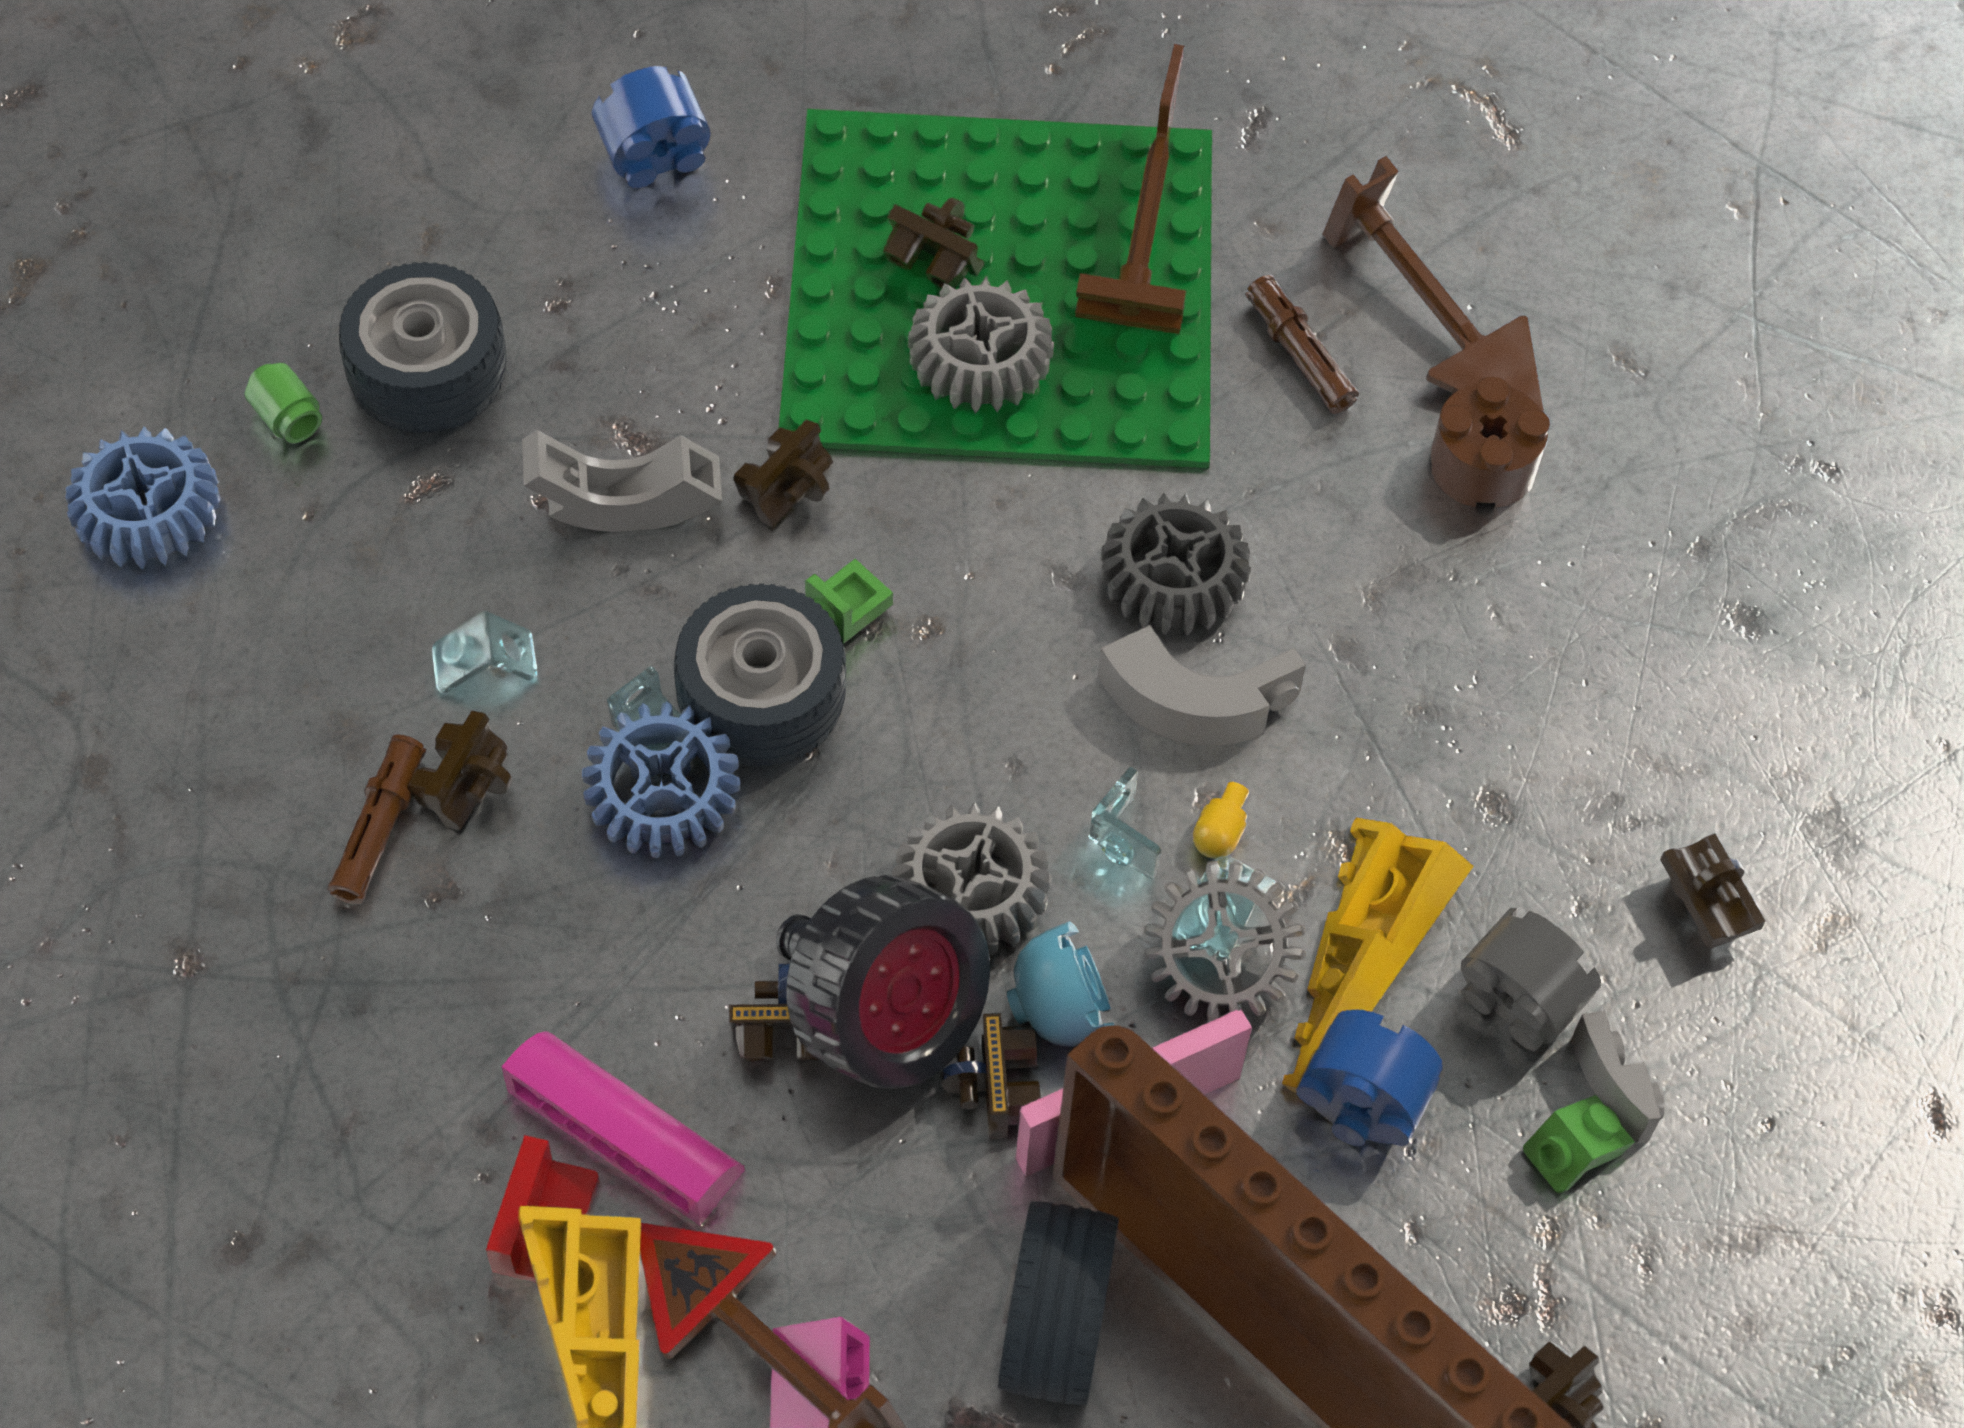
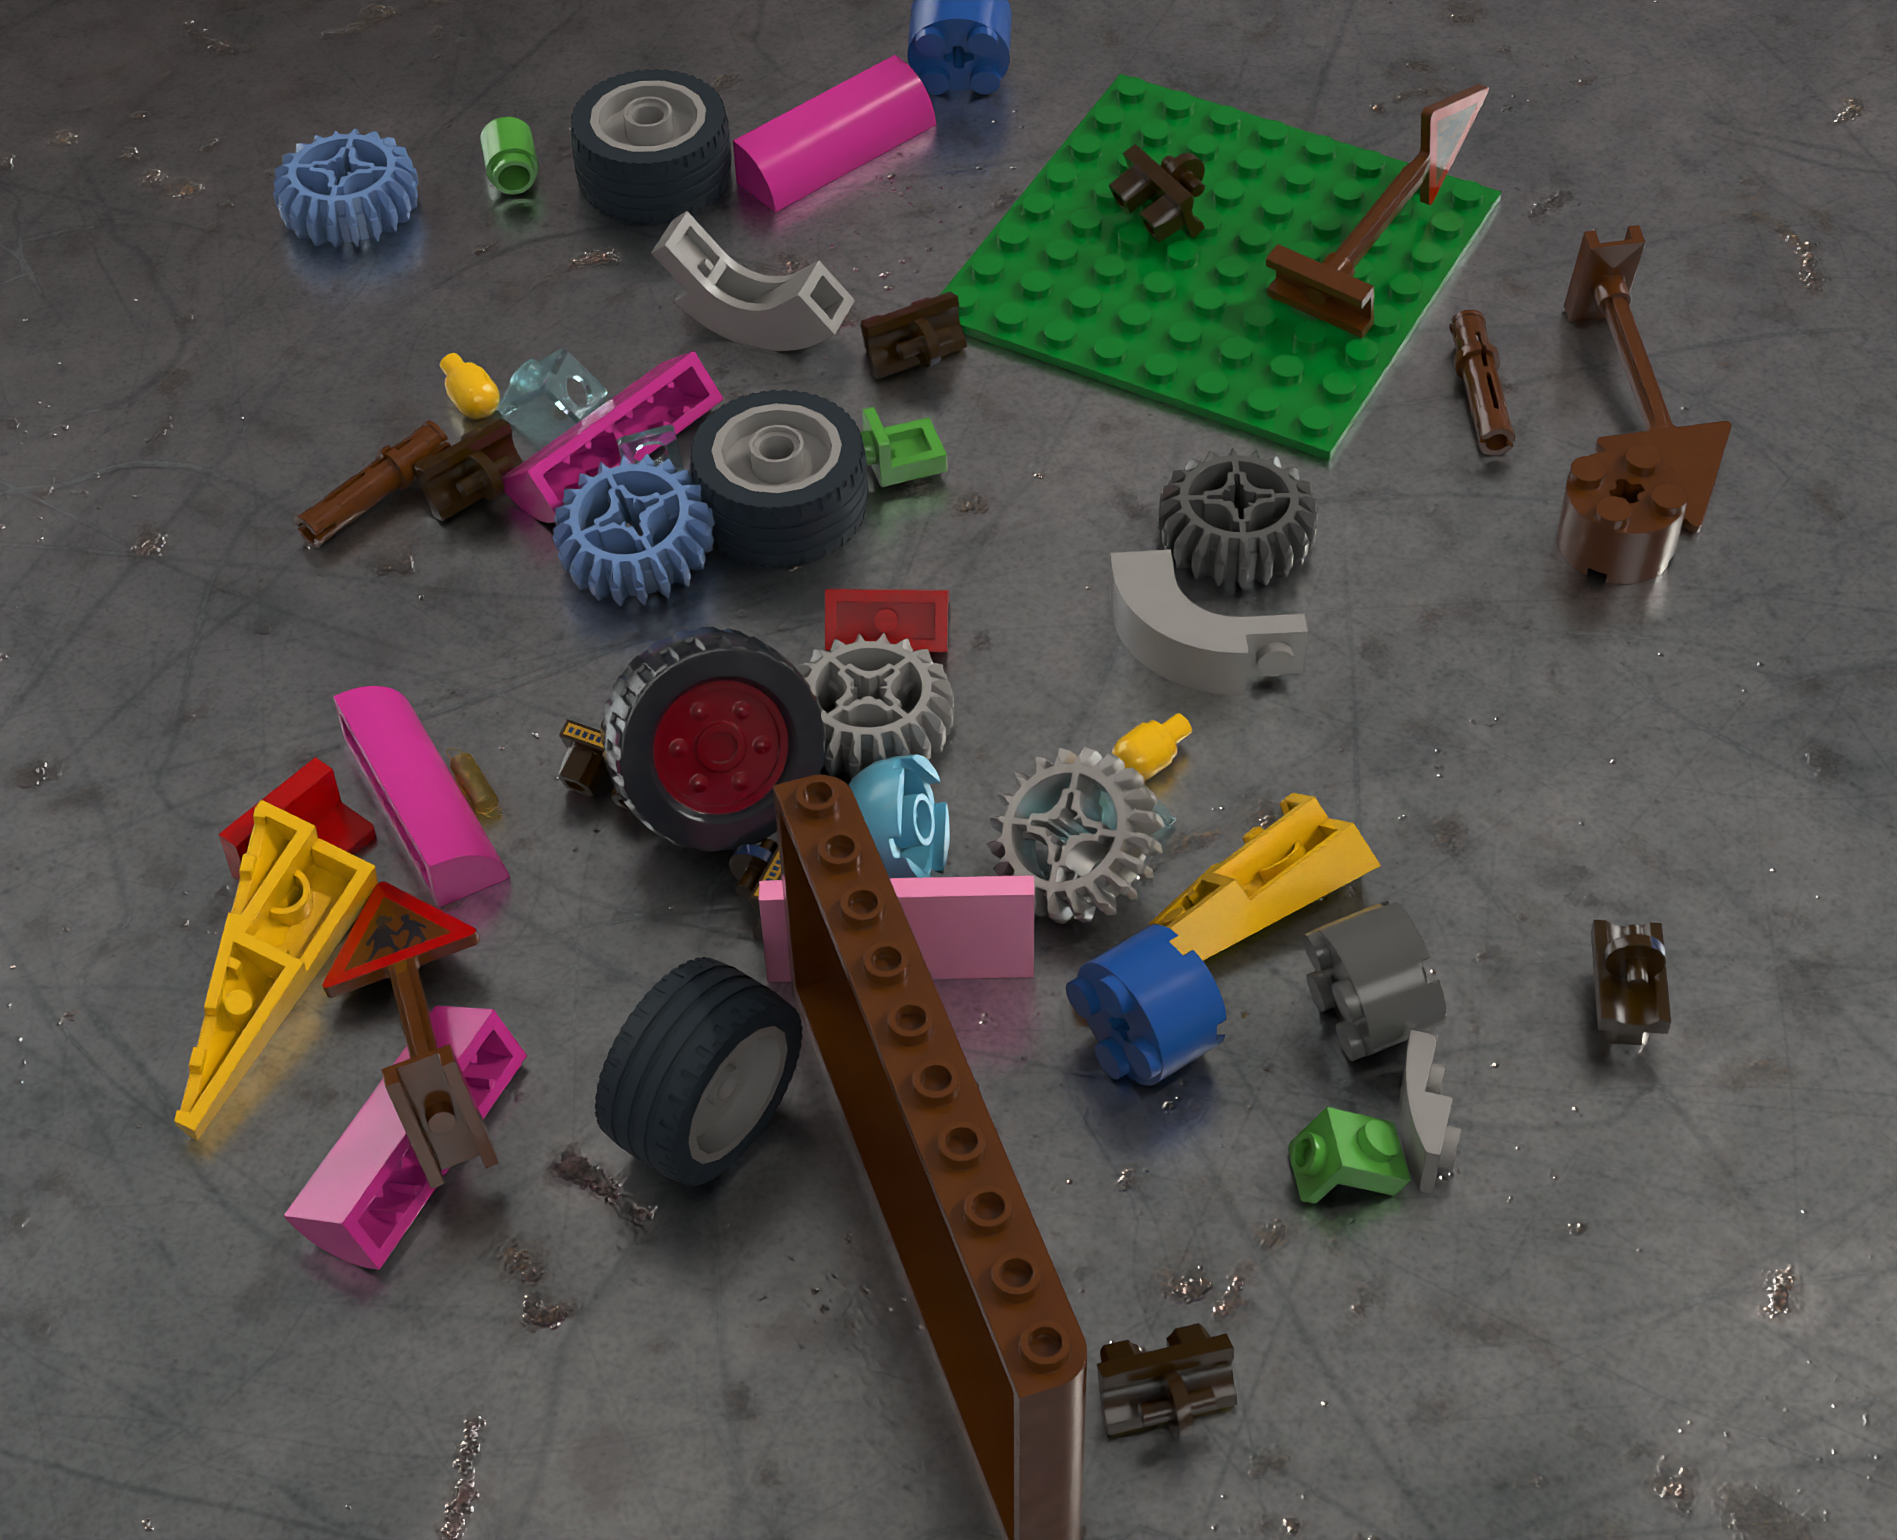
camera: 30 degrees right, 10 degrees down
(403, 678) = (469, 388): none -> yellow cylinder
(572, 682) = (667, 395): none -> dark pink brick
(584, 272) = (833, 134): none -> dark pink brick
(660, 1091) = (474, 783): none -> clear yellow piece
(931, 778) = (898, 613): none -> red panel
(980, 344) = (1153, 282): light grey gear -> none
(1116, 838) = (1033, 718): clear light blue bracket -> none

